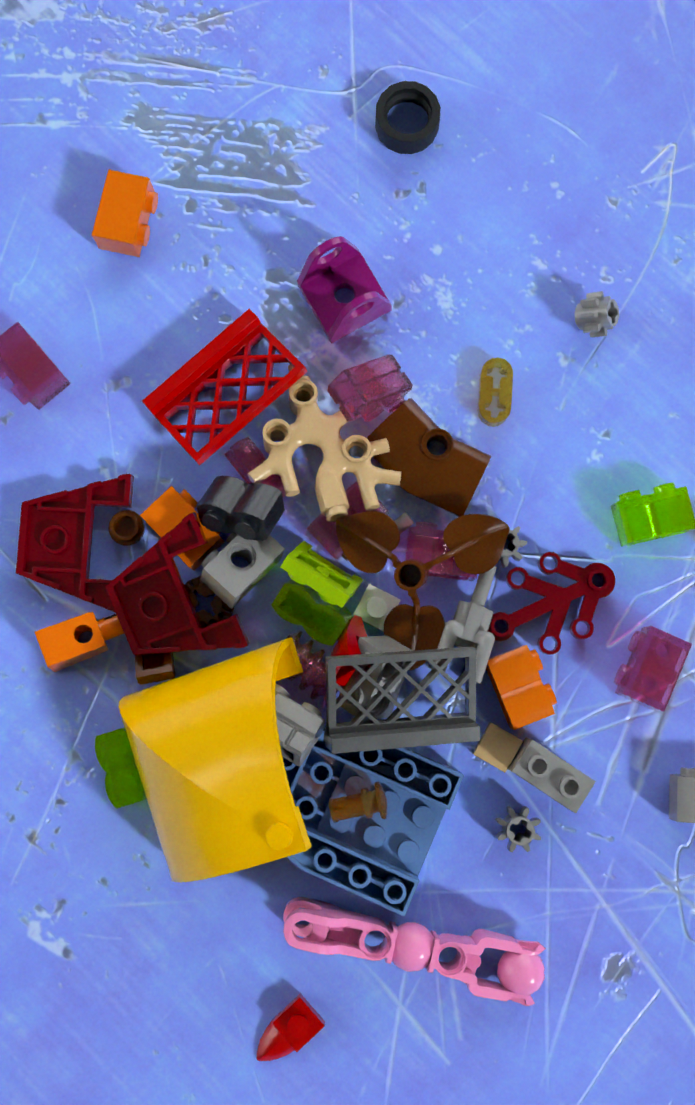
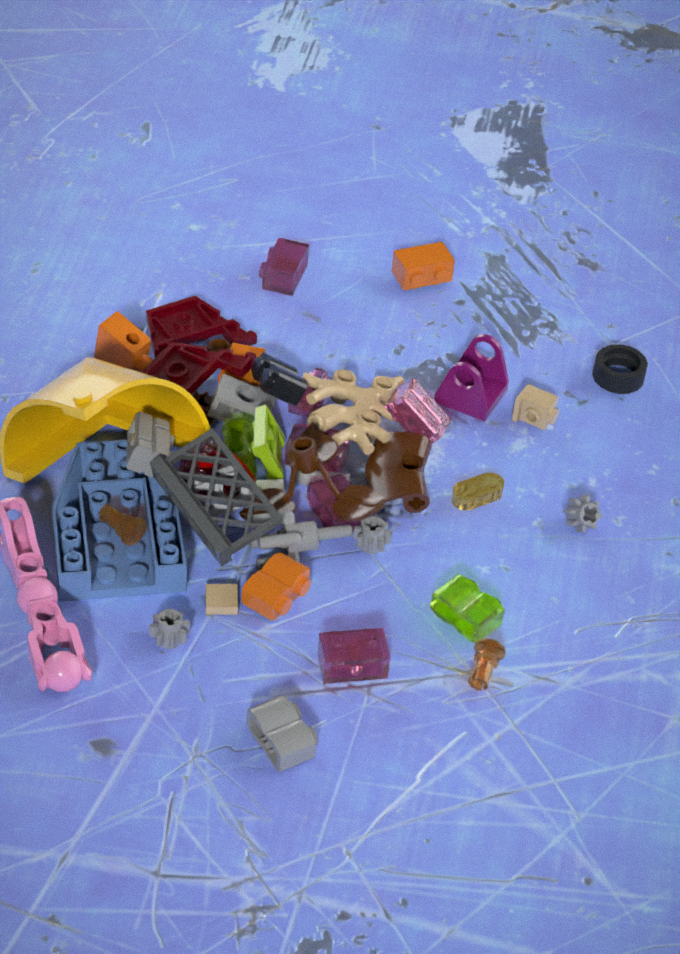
camera: 50 degrees right, 40 degrees down
(208, 370) = (353, 346): red fence -> none
(417, 249) = (536, 407): none -> tan brick
(551, 775) = (224, 627): light grey brick -> none
(557, 600) = (386, 599): dark red plant -> none

